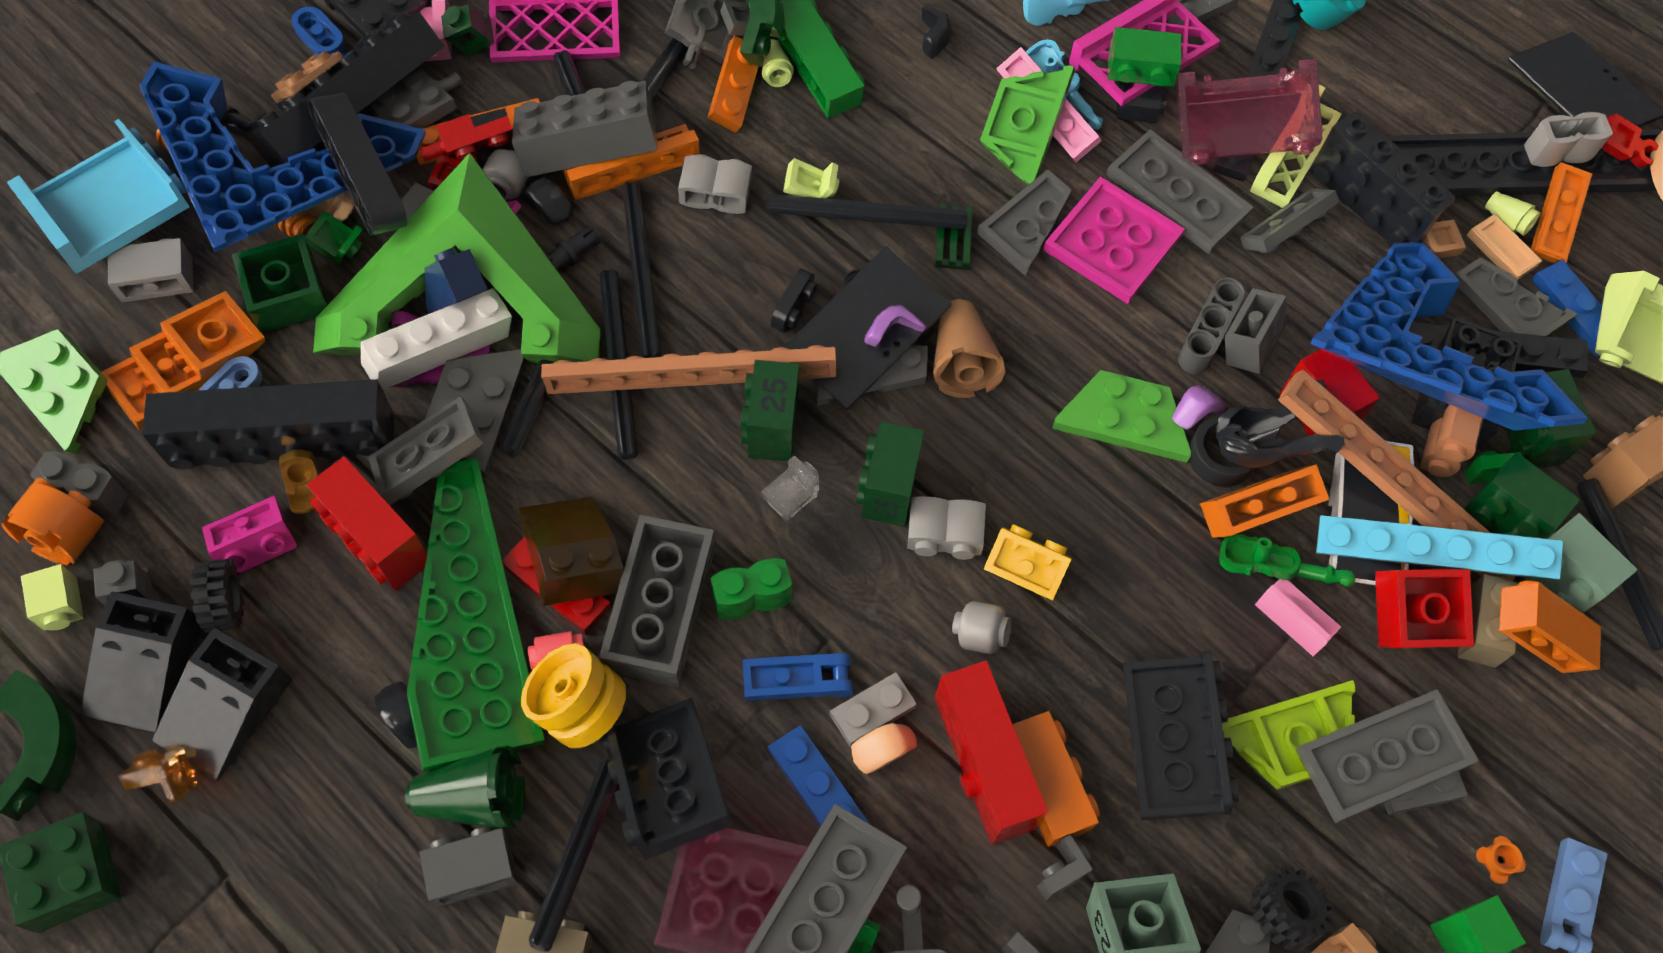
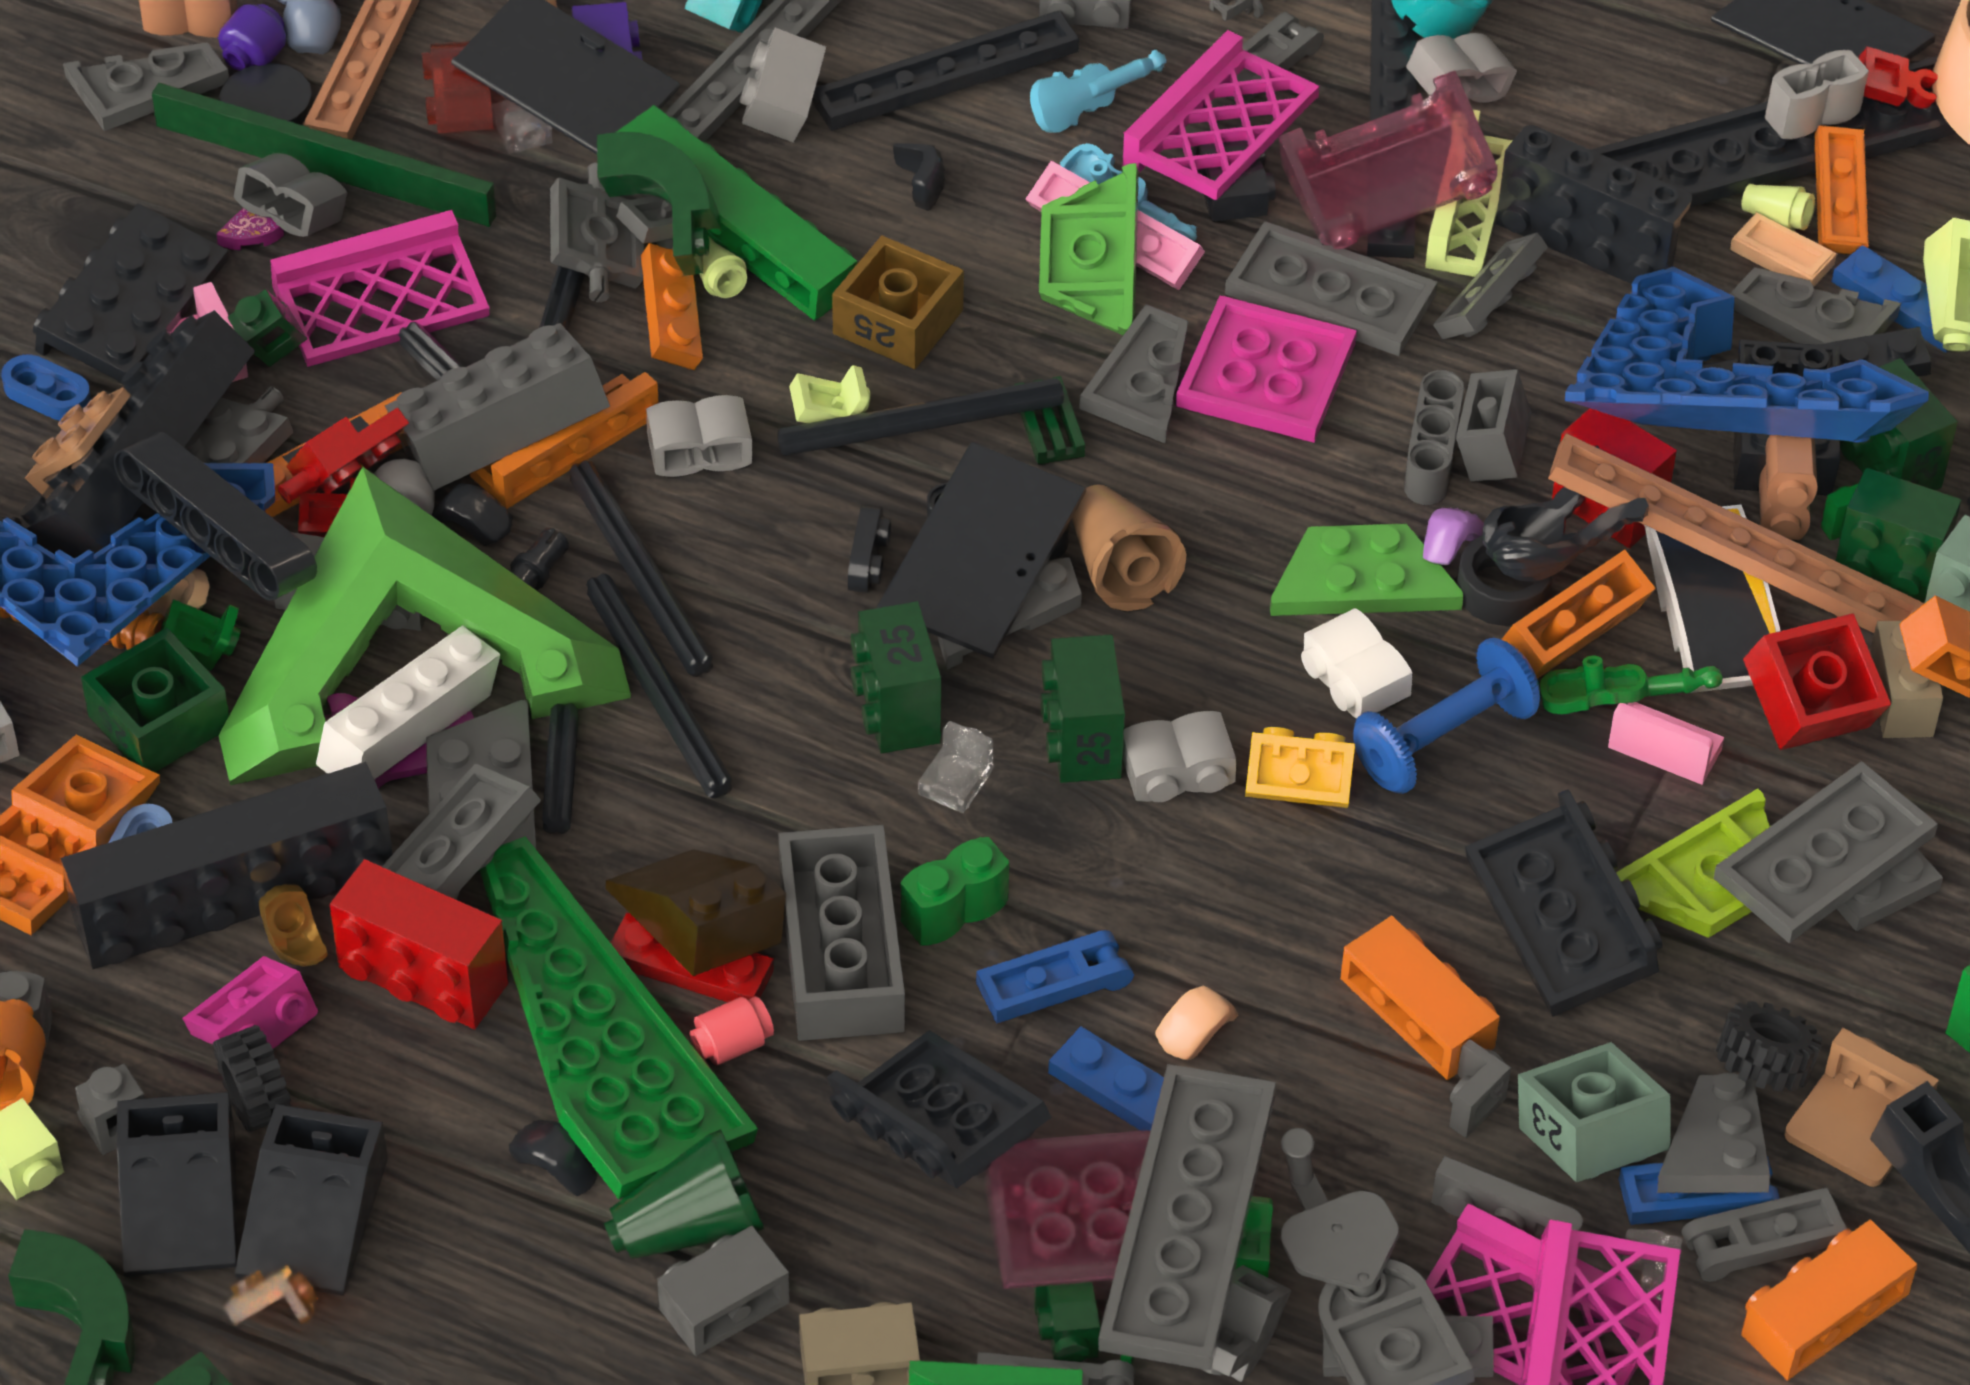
camera: 15 degrees left, 15 degrees down
(452, 279) = (406, 626): dark blue slope -> none
(573, 696) = (781, 1056): yellow wheel -> none
(573, 861) = (858, 1231): black axle -> none
(678, 370) = (749, 662): nougat plate -> none
(873, 708) = (1162, 984): light grey plate -> none
(881, 122) = (898, 302): none -> pearl gold brick
(887, 318) = (1016, 519): medium lavender hair -> none
(982, 627) = (1270, 855): light grey head -> none
(989, 753) = (1335, 981): red brick -> none
(1097, 490) = (1356, 664): none -> white brick
(1144, 56) = (1226, 128): green brick -> none
(1197, 538) = (1503, 680): none -> blue hose
(1331, 48) = (1474, 57): none -> light grey brick
(1440, 547) = (1750, 614): medium azure plate -> none
(1445, 239) = (1701, 256): medium nougat tile -> none

